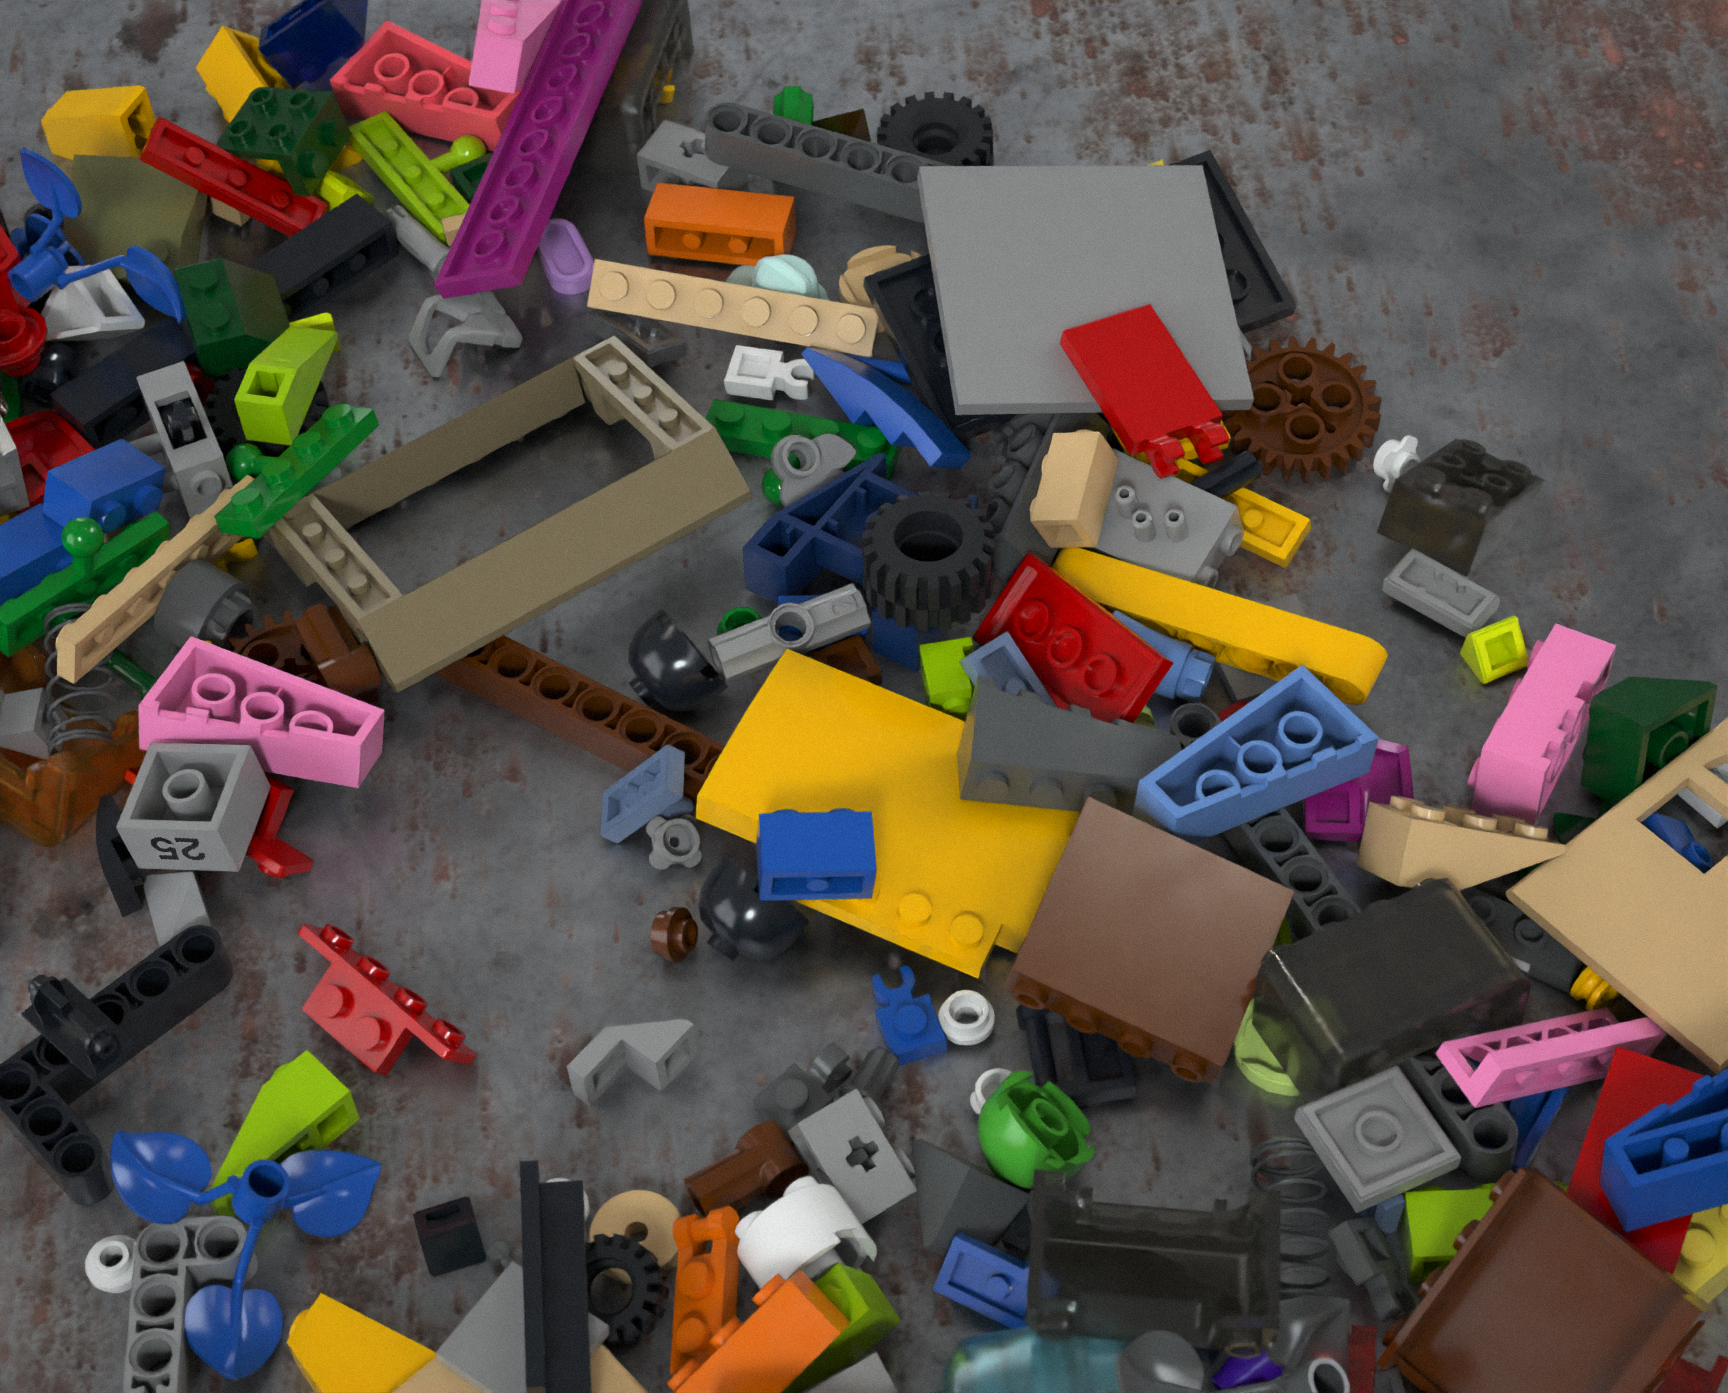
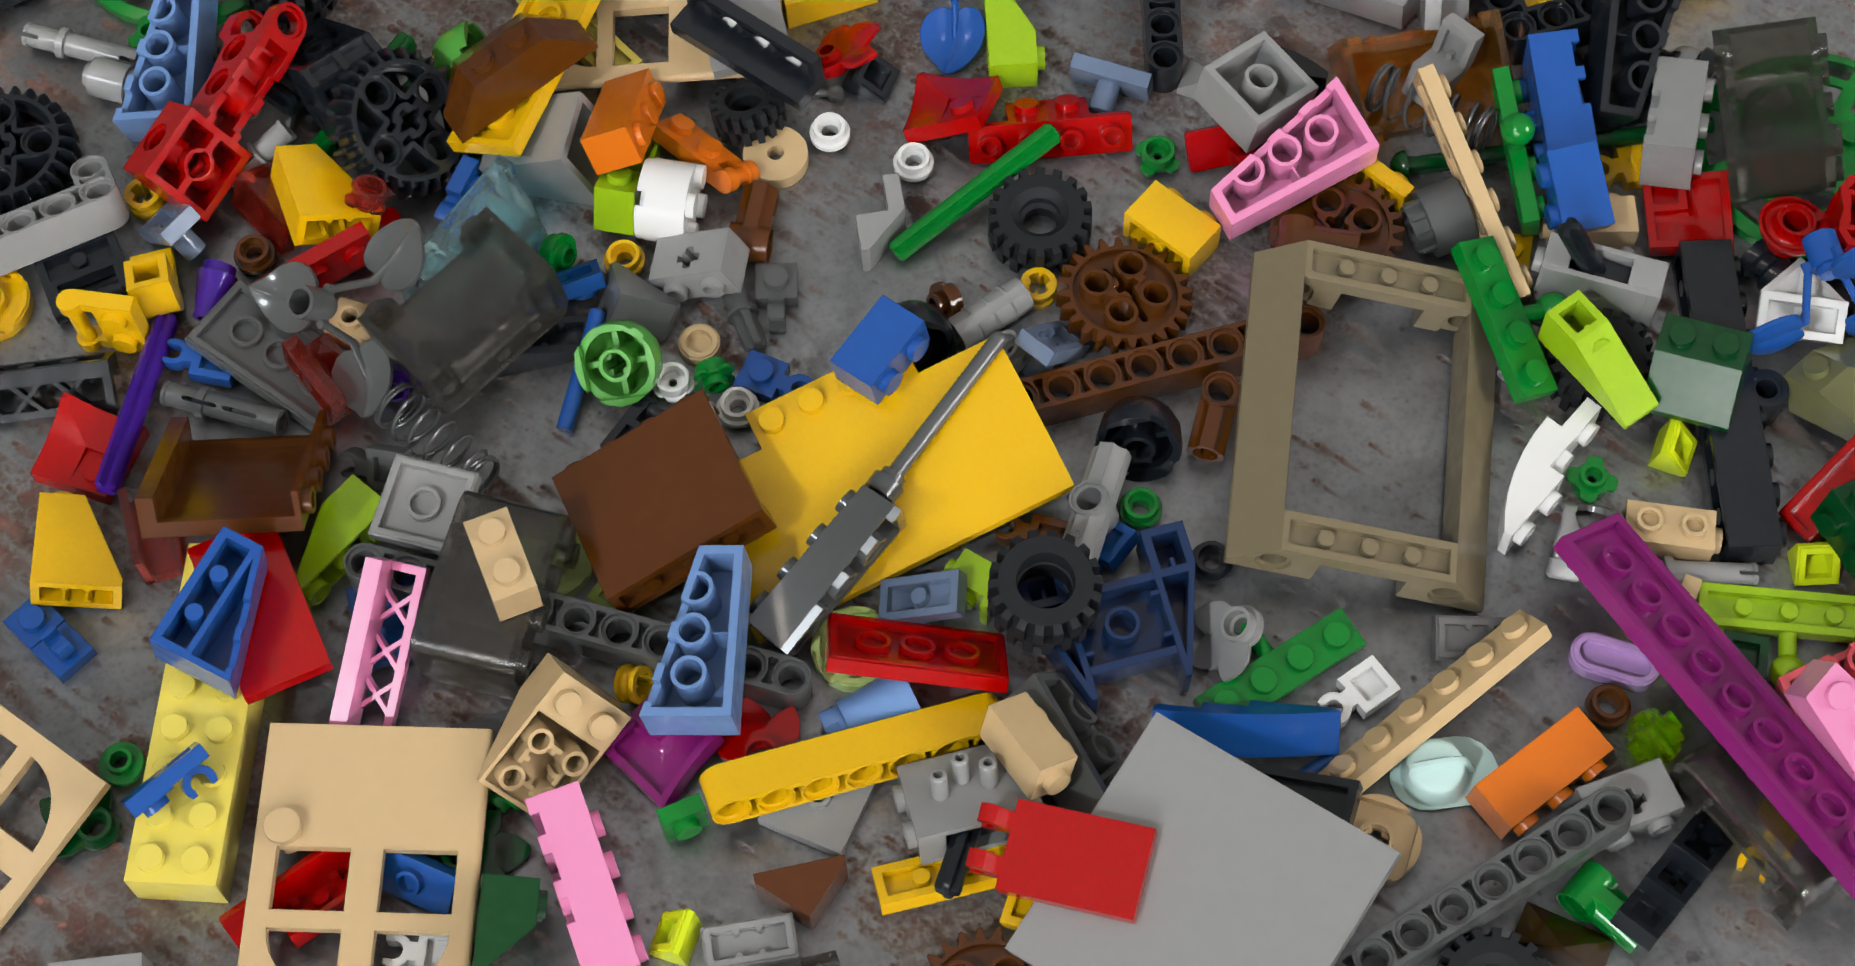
camera: 130 degrees right, 10 degrees up
(266, 994) = (1109, 81): none -> sand blue tile
(321, 883) = (1161, 147): none -> green plate
(397, 363) = (1591, 491): none -> green plate
(403, 276) = (1675, 530): none -> tan brick
(407, 812) = (1172, 226): none -> yellow brick
(426, 1269) = (847, 48): none -> red plate
(428, 1104) = (950, 106): none -> red plate
(431, 395) = (1540, 472): none -> white slope
(494, 892) = (1032, 197): none -> black tyre
(509, 994) = (974, 192): none -> green axle
(524, 1085) = (911, 153): none -> white plate
(527, 792) = (1123, 296): none -> reddish brown gear
(583, 640) = (1214, 418): none -> reddish brown piece
(588, 889) = (1041, 276): none -> yellow bush
(611, 231) = (1611, 695): none -> reddish brown plate
(626, 177) = (1654, 735): none -> clear neon green gear
(648, 883) = (991, 313): none -> light grey axle
(732, 545) = (1211, 551): none -> black plate
(747, 87) = (1672, 881): none -> black slope
(905, 1251) = (624, 250): none -> yellow plate
(931, 1115) = (699, 343): none -> tan tile
(934, 774) = (890, 479): none -> dark grey piece
(956, 1058) = (713, 375): none -> green plate
(958, 1325) = (559, 251): none -> green plate
(1089, 1176) = (574, 391): none -> blue bar
(1335, 851) = (633, 683): none -> yellow bush
(1352, 588) = (803, 888): none -> reddish brown slope
(1379, 931) = (503, 564): none -> tan brick
(1400, 718) = (683, 818): none -> green plate

